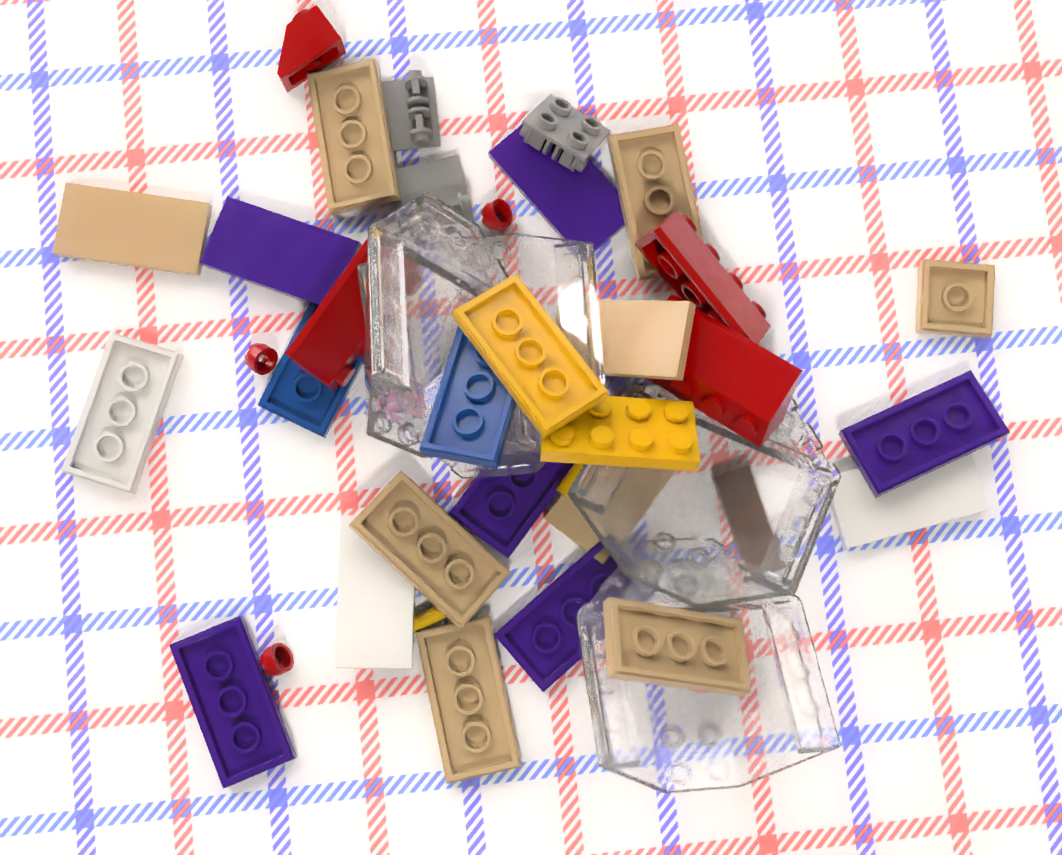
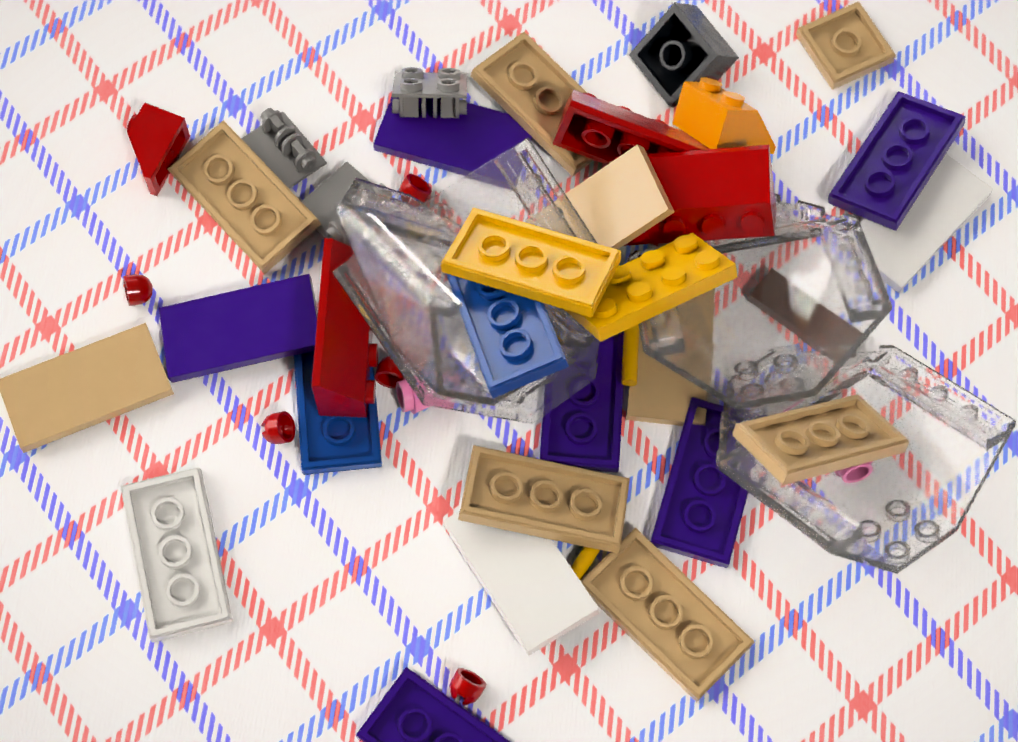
camera: 30 degrees left, 15 degrees down
(220, 168) = (137, 289): none -> red hinge
(785, 313) = (719, 117): none -> light orange slope
(804, 225) = (680, 50): none -> black slope

